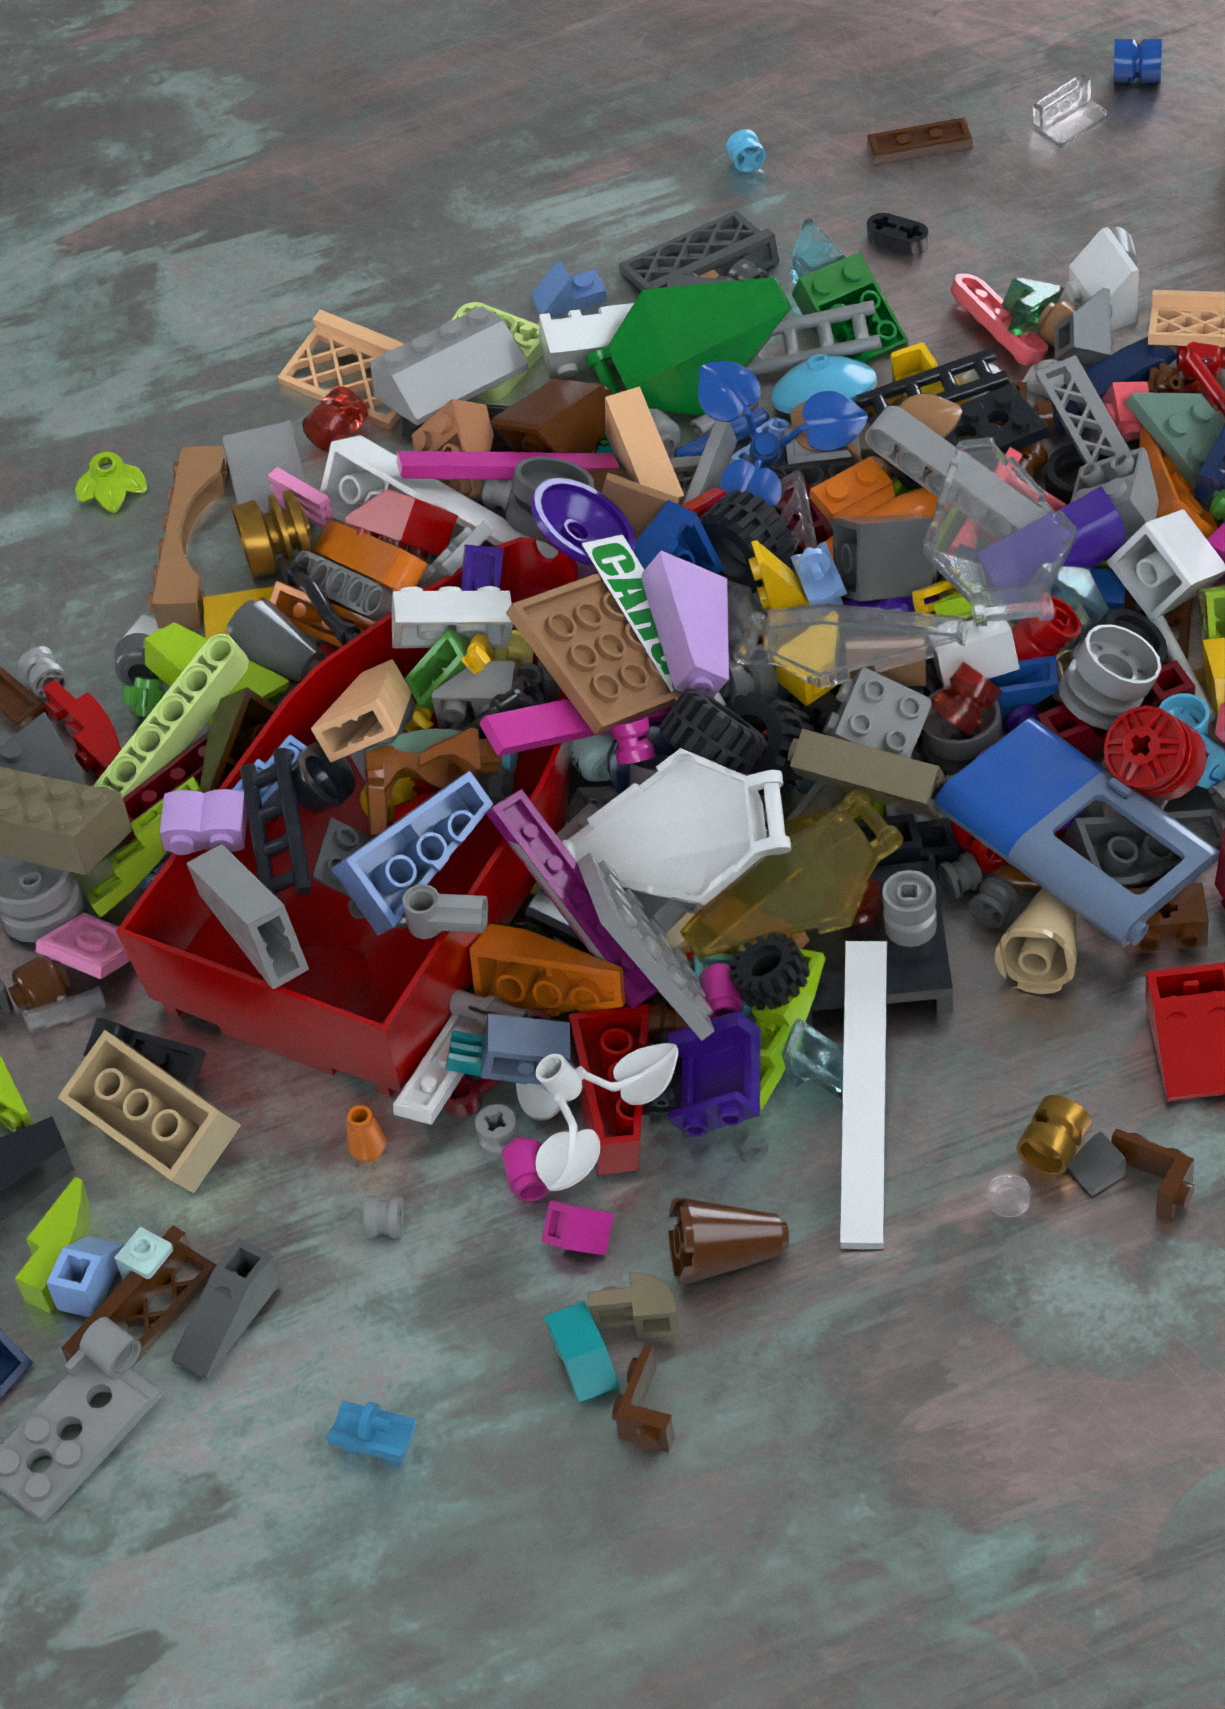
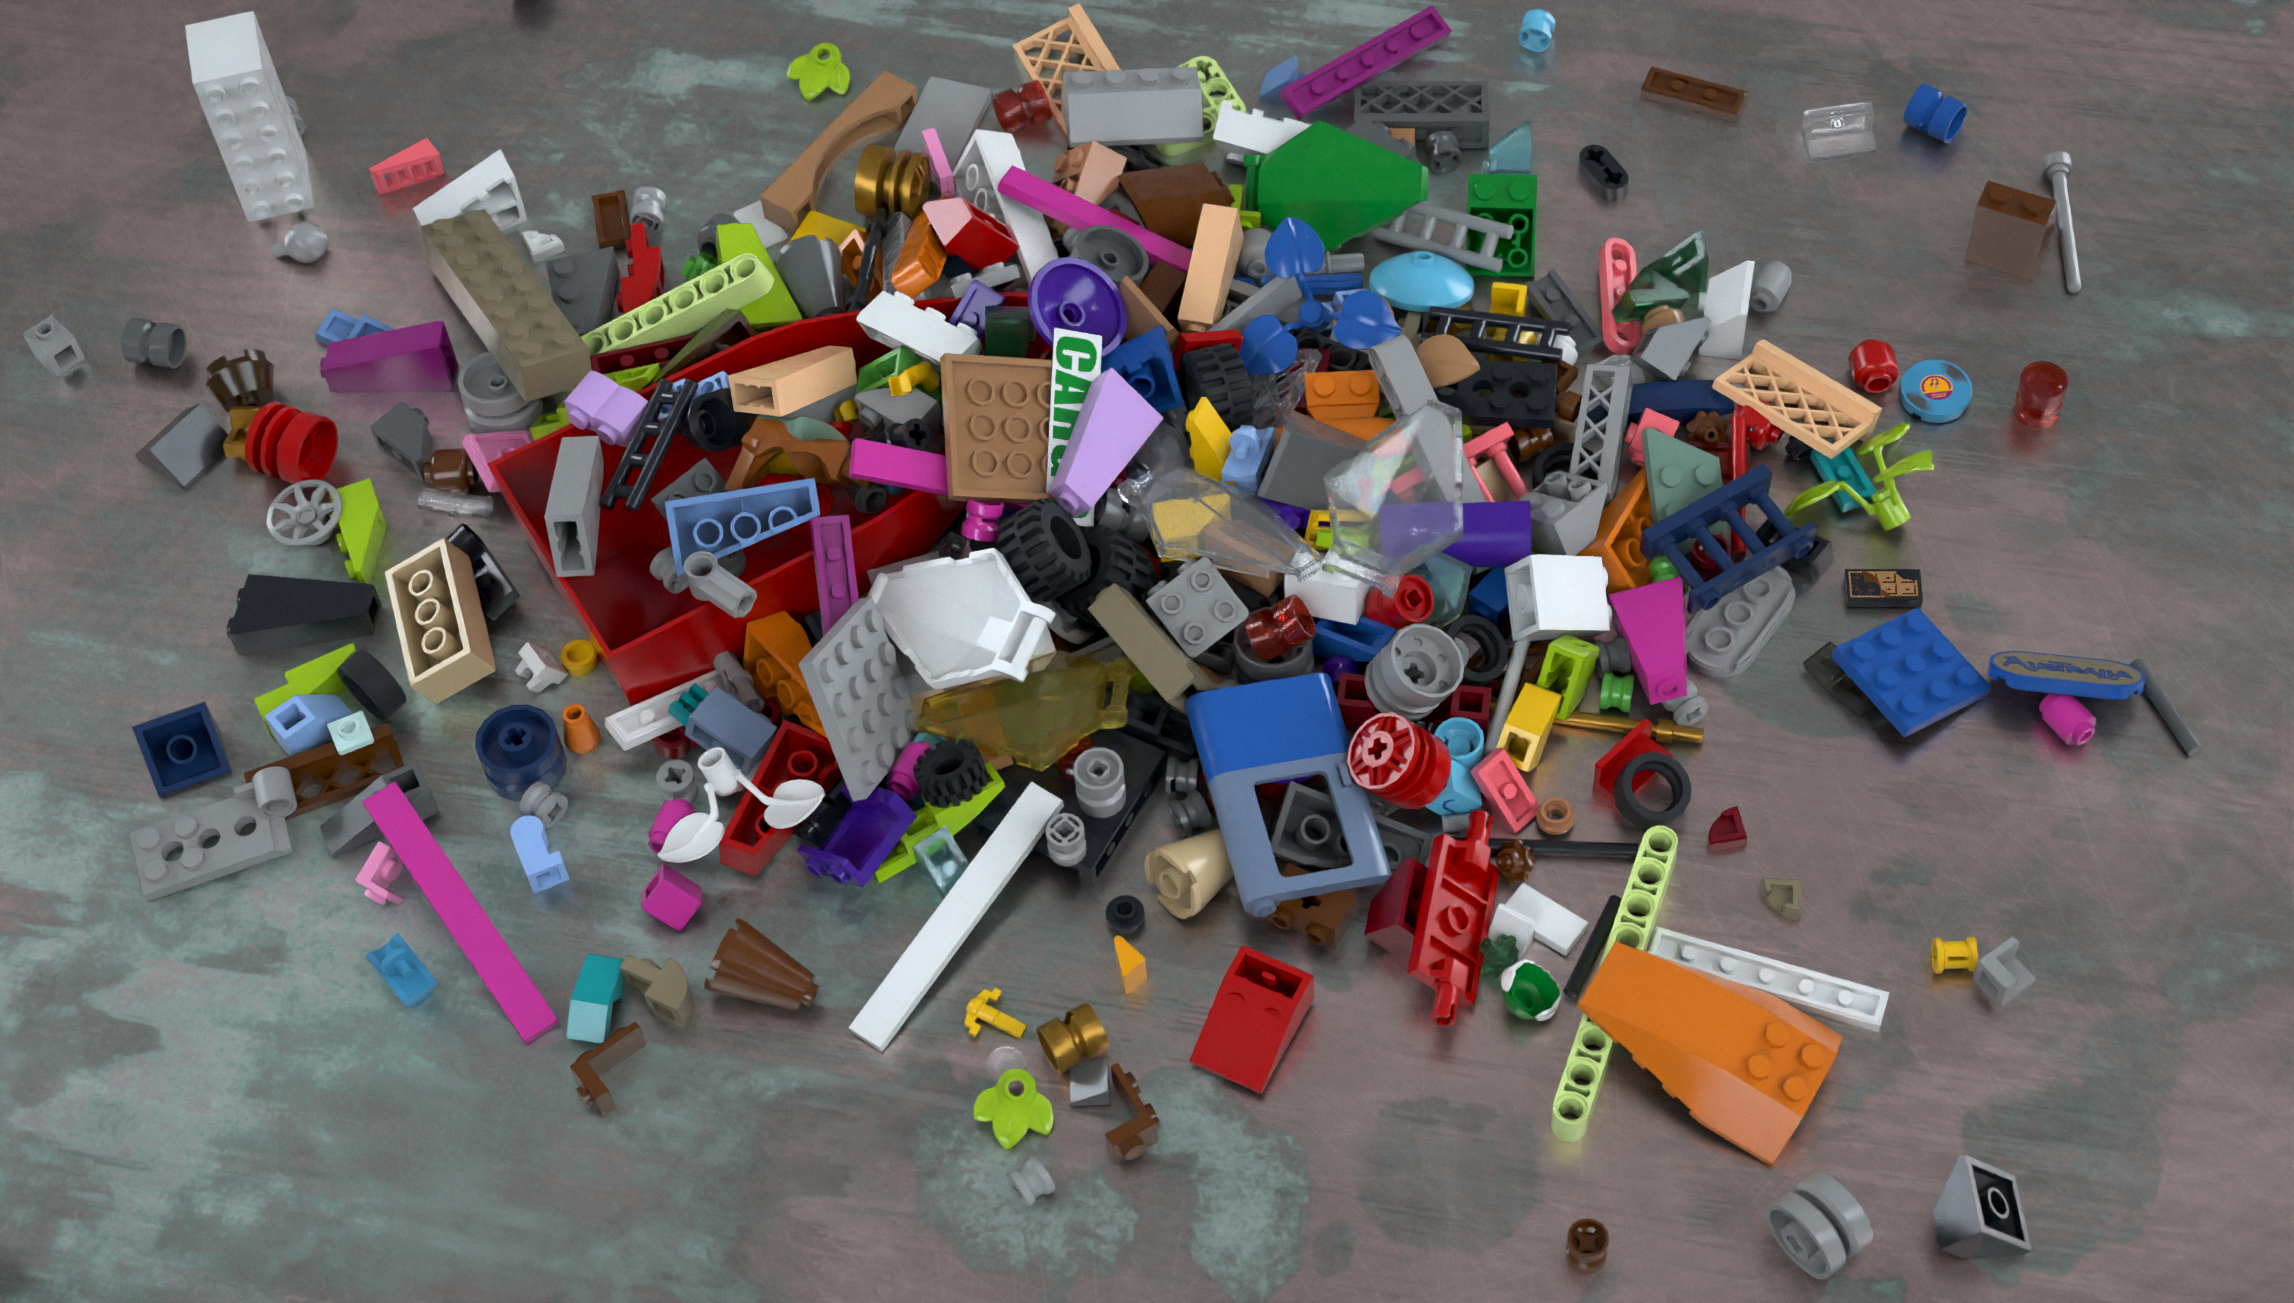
camera: 30 degrees right, 5 degrees up
(125, 1201) = (372, 684): none -> black tyre
(274, 1354) = (378, 872): none -> bright pink bracket
(282, 1103) = (542, 665): none -> white tile
(303, 1079) = (579, 658): none -> yellow tile
(324, 1182) = (518, 749): none -> dark blue wheel
(360, 939) = (664, 569): none -> light grey wheel
(390, 1347) = (461, 913): none -> dark pink tile
(414, 1265) = (532, 845): none -> light blue leg
(527, 573) = (1008, 331): none -> clear green slope
(620, 241) = (1365, 63): none -> magenta plate
(917, 971) = (1066, 839): none -> light grey wheel
(943, 1163) = (979, 1009): none -> yellow piece
(949, 346) = (1558, 303): none -> dark grey hinge
(1005, 1023) = (1129, 922): none -> black plate
(1036, 261) = (1685, 264): none -> clear green slope
(1046, 1050) = (1130, 964): none -> light orange slope
(1051, 1228) = (1012, 1113): none -> lime plate
(1118, 1273) = (1030, 1182): none -> light grey wheel

